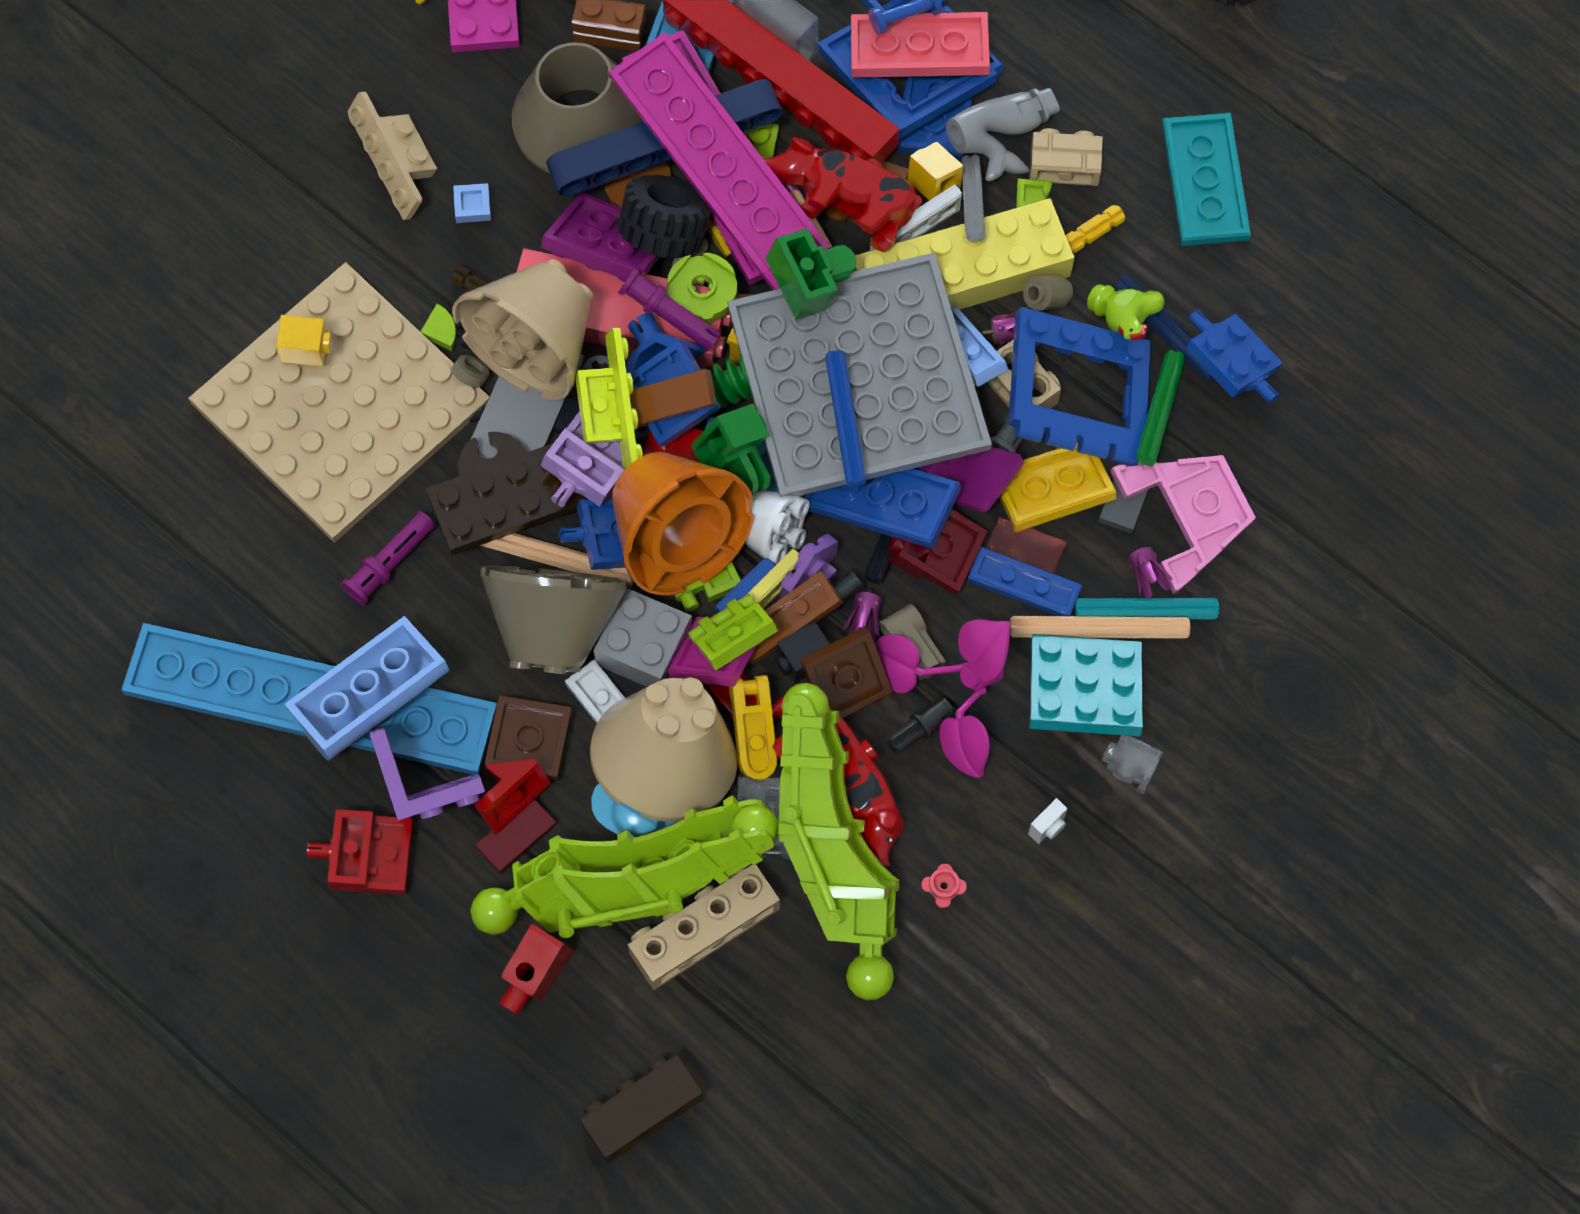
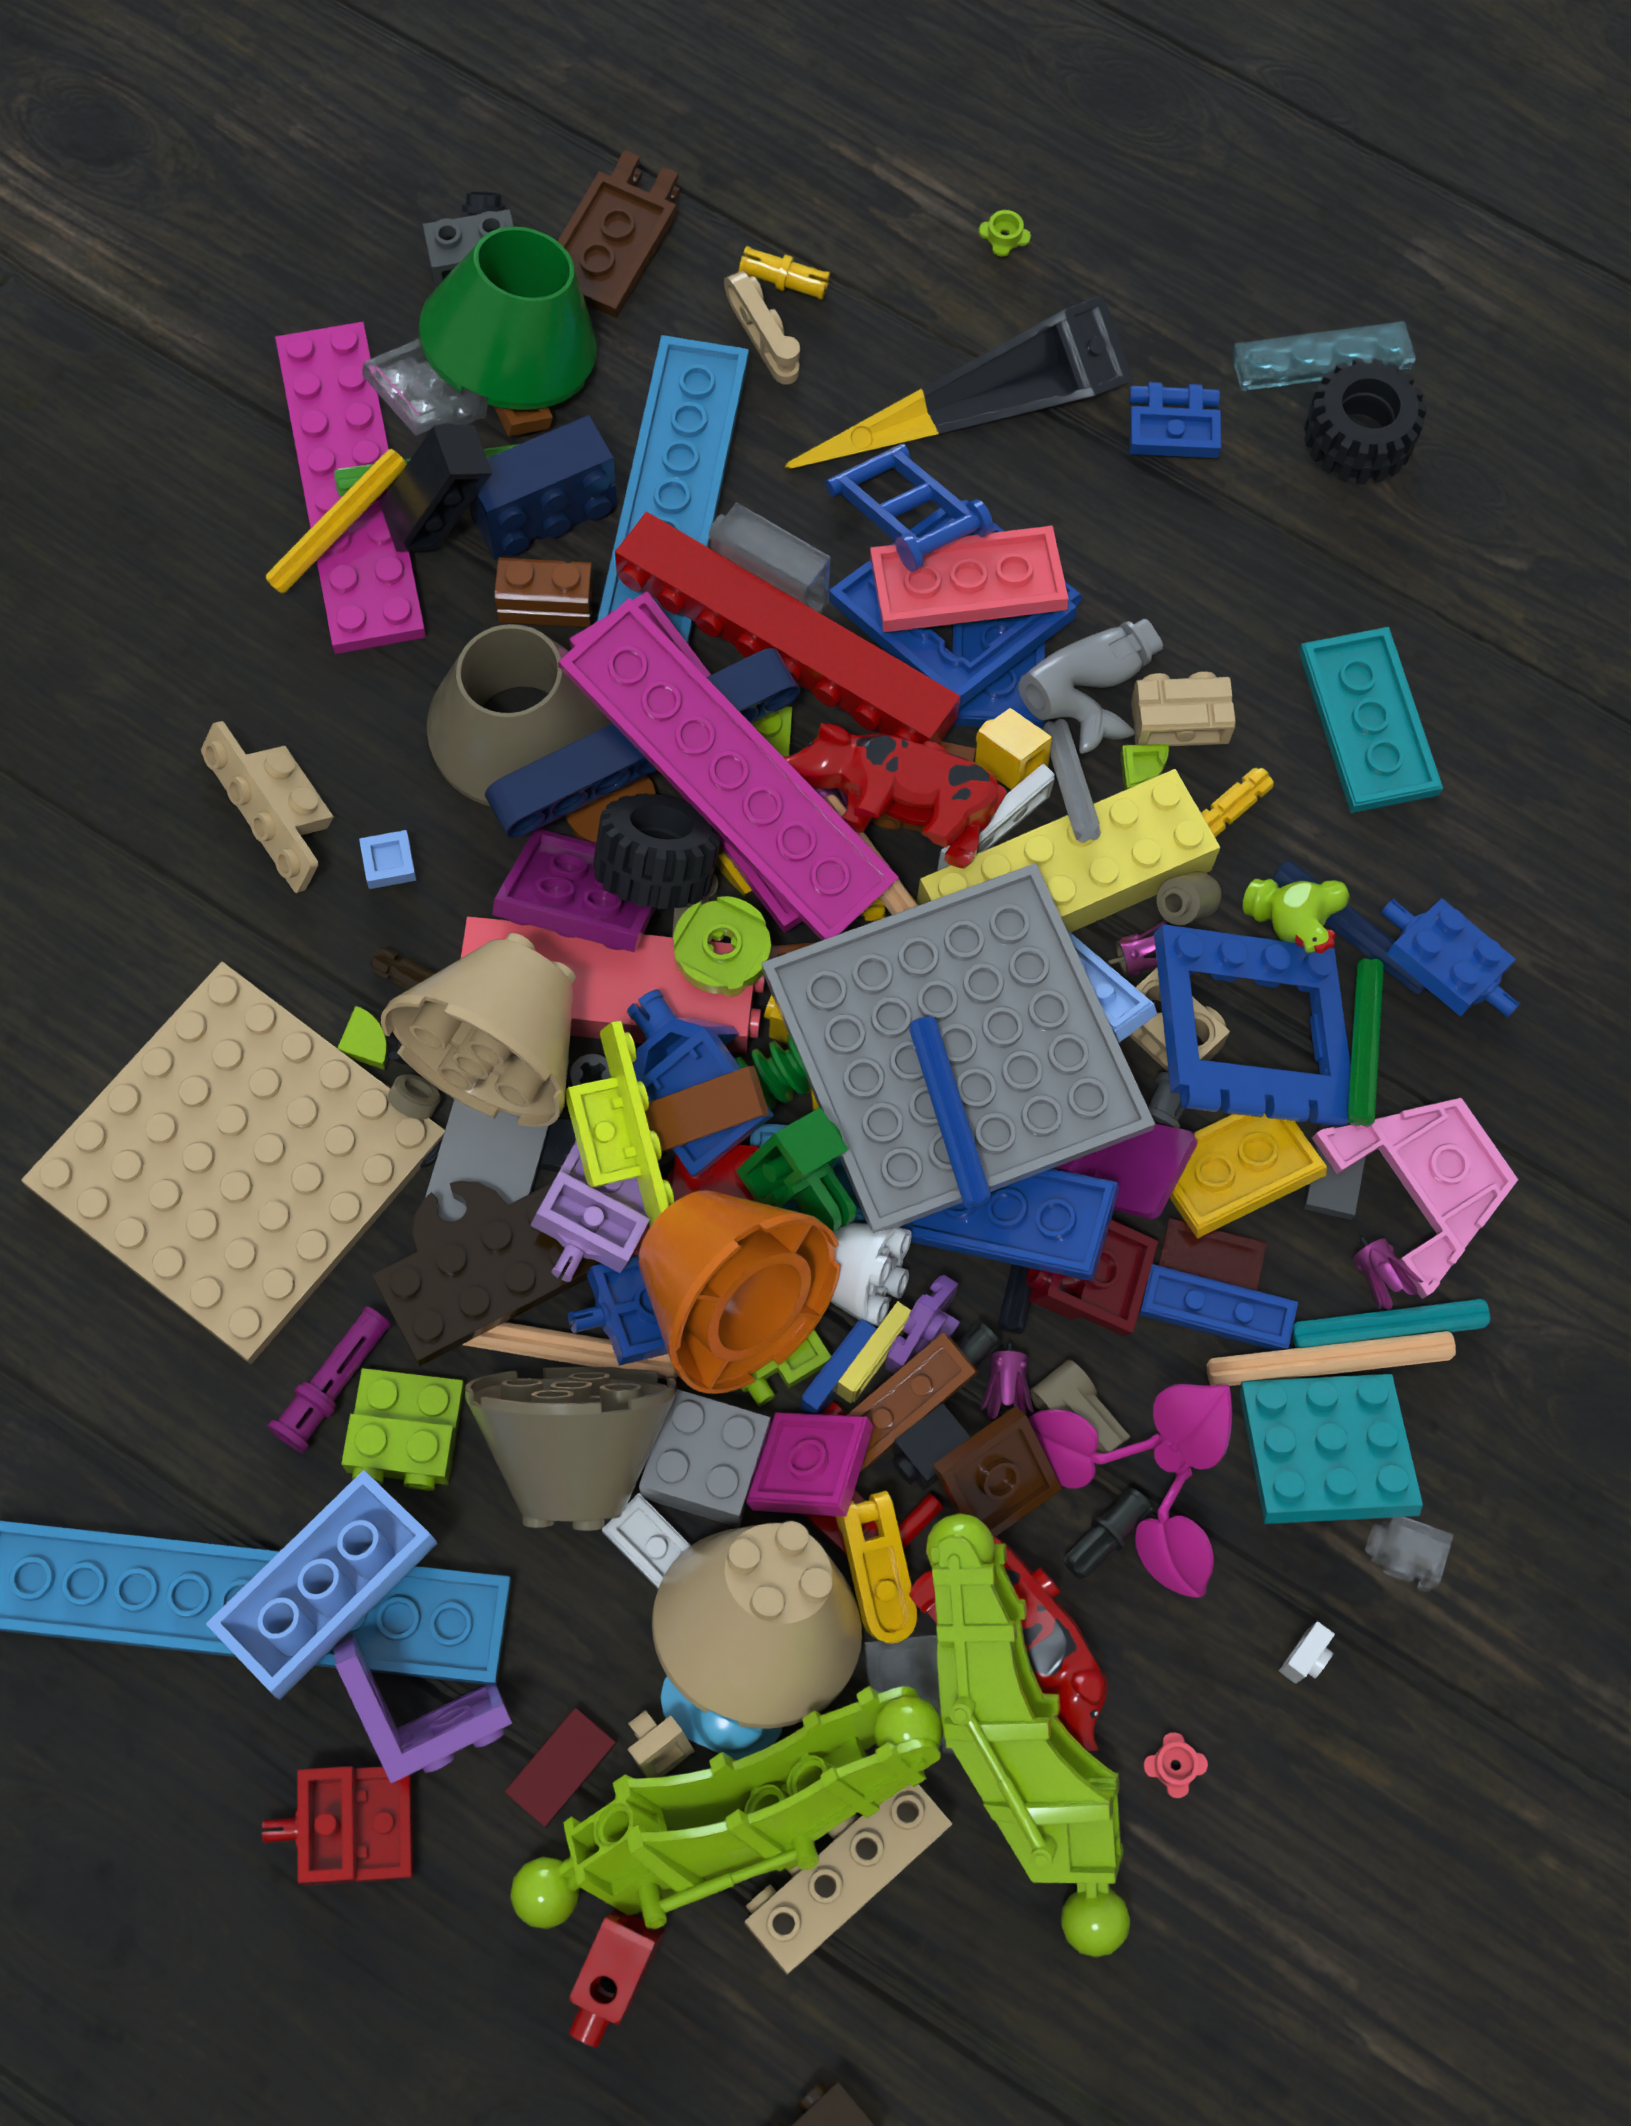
camera: 10 degrees left, 0 degrees up
(303, 340) = (174, 1082): yellow brick -> none
(436, 596) = (404, 1428): none -> lime plate
(516, 787) = (556, 1699): red slope -> none
(529, 731) = (560, 1621): reddish brown plate -> none
(585, 824) = (659, 1746): none -> tan tile
(655, 300) = (662, 972): magenta pin -> none
(732, 631) = (832, 1436): lime plate -> none
(808, 272) = (871, 911): green brick -> none

